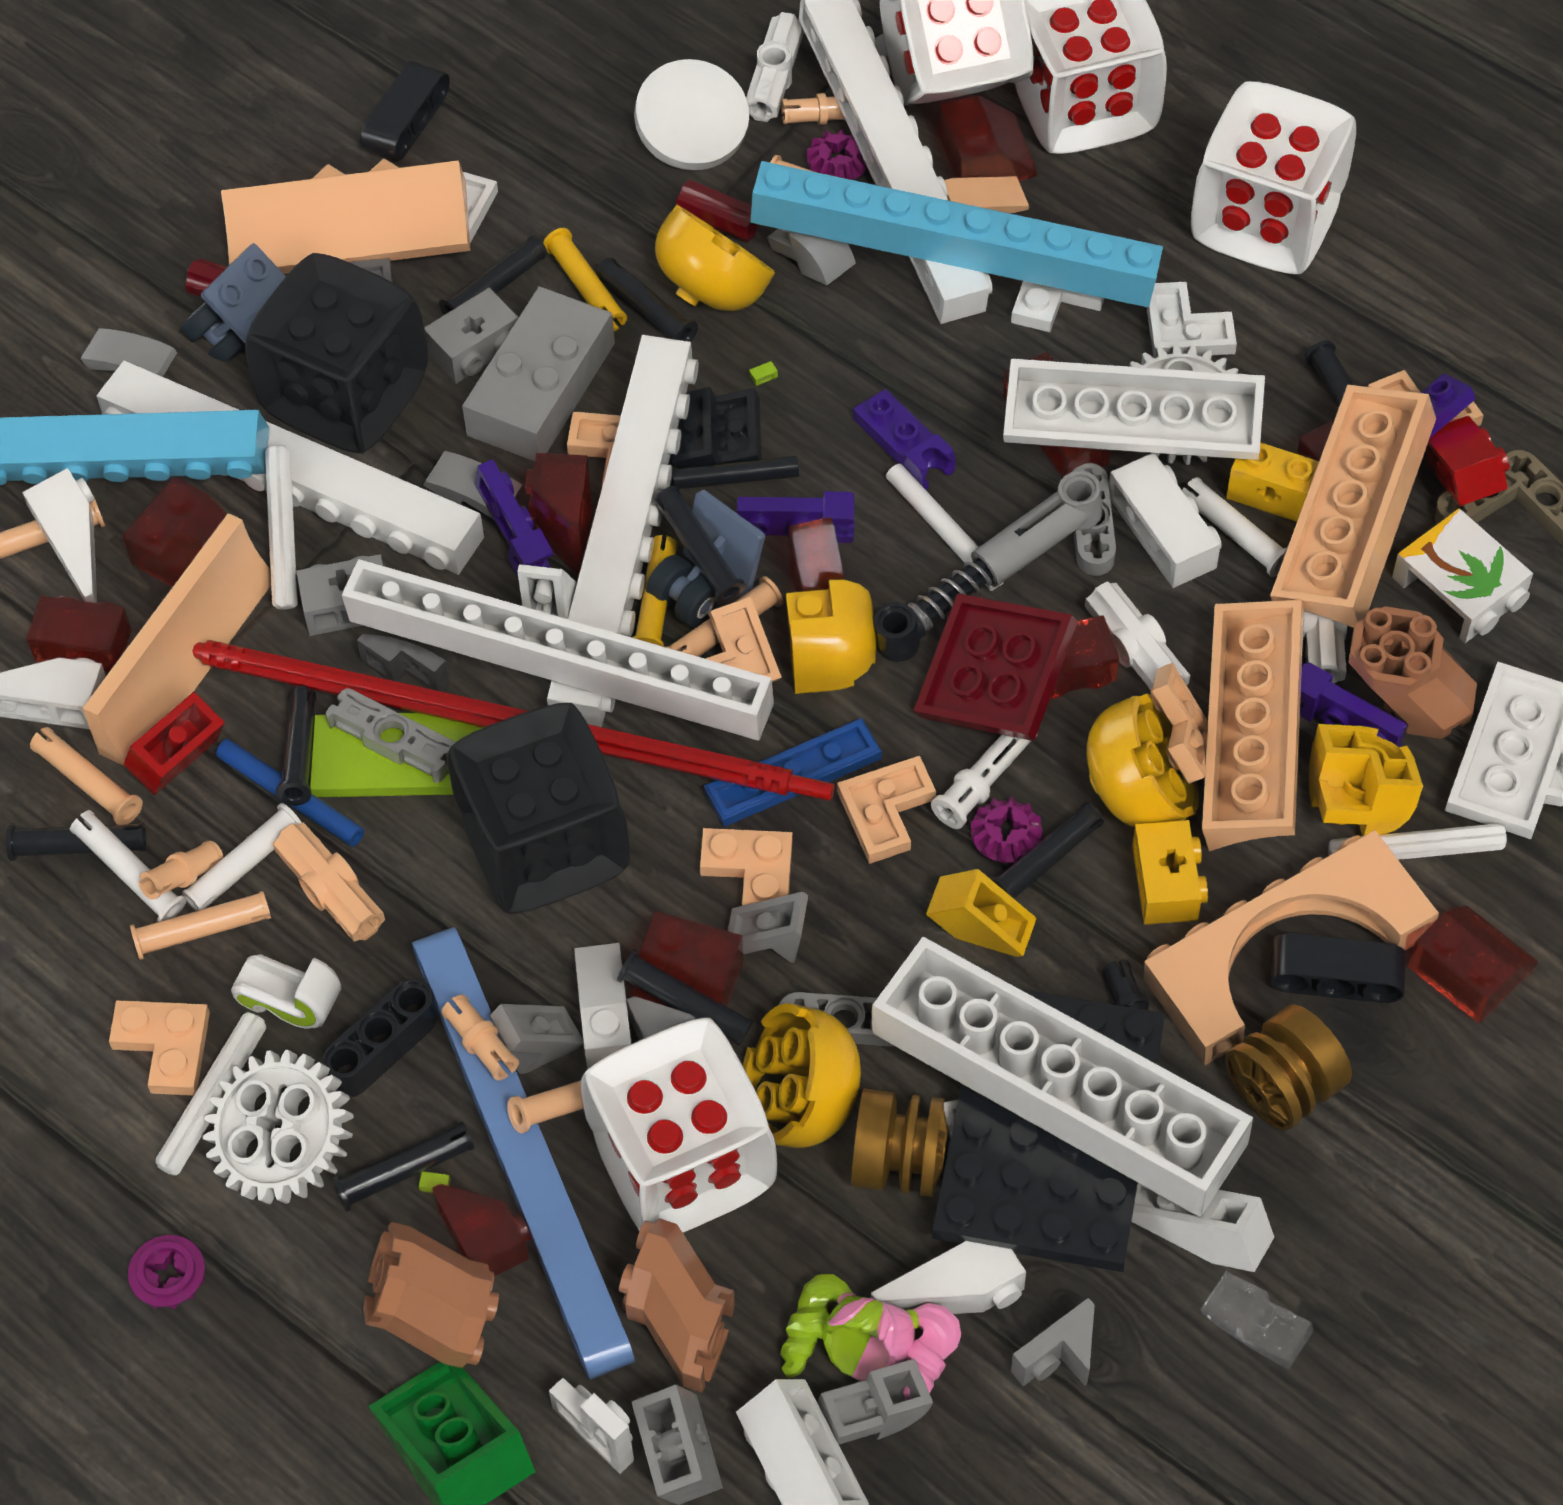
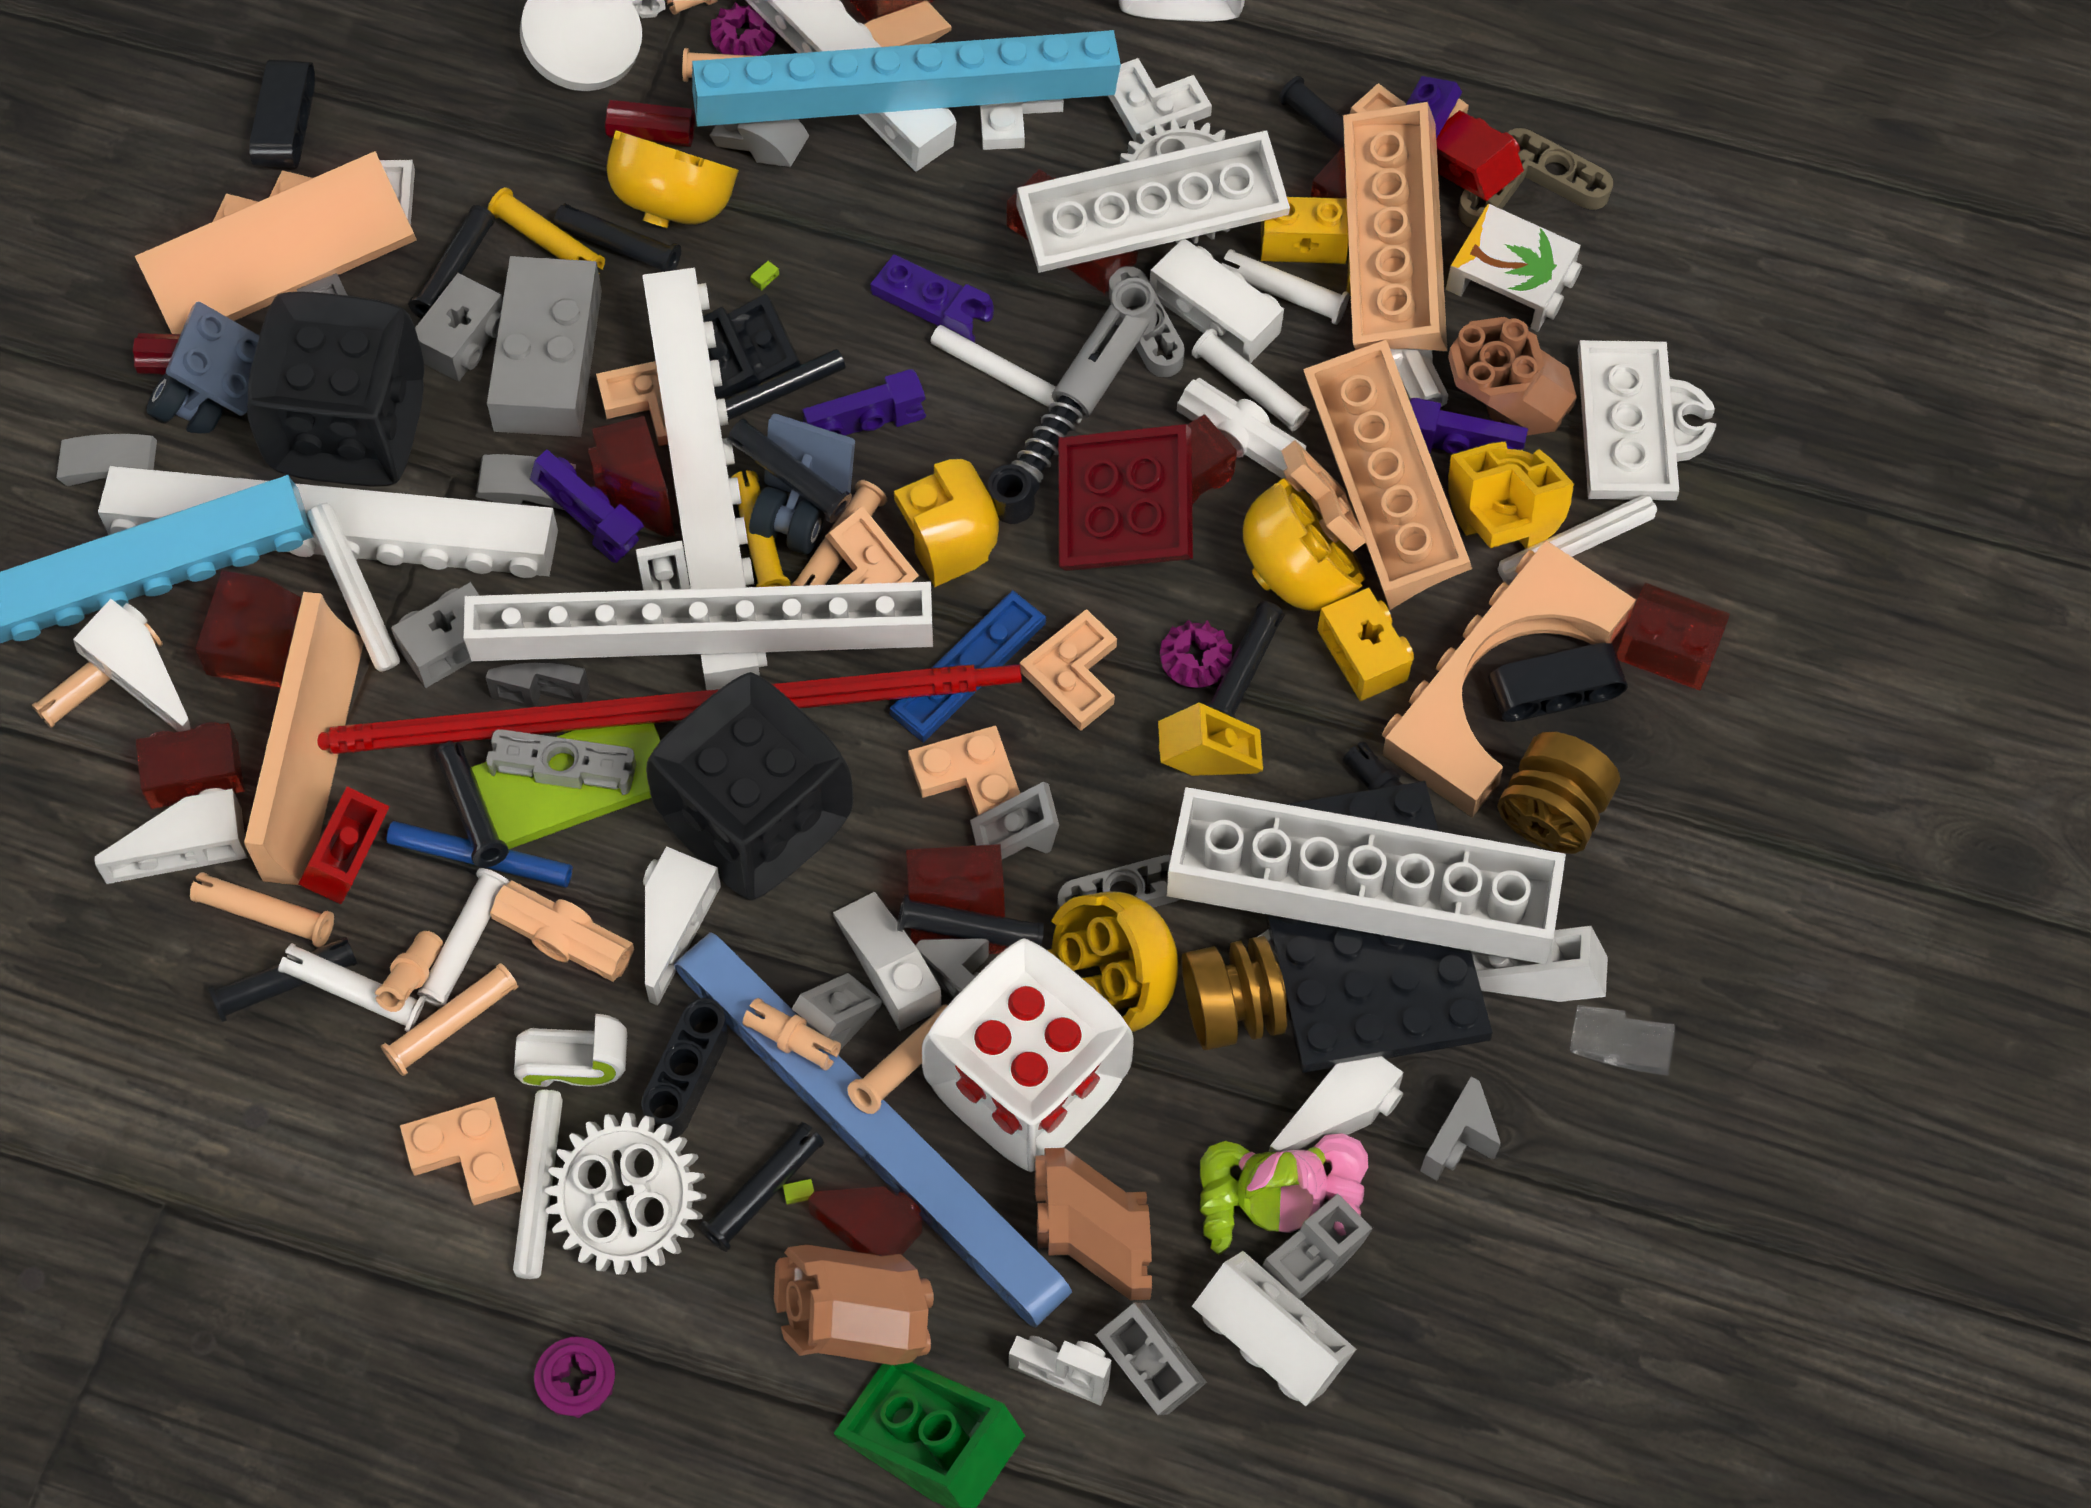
camera: 25 degrees left, 5 degrees up
(434, 895) = (676, 902): none -> white slope
(814, 555) = (905, 447): clear red slope -> none
(975, 782) = (1148, 619): white pin -> none
(1165, 600) = (1250, 380): none -> white pin

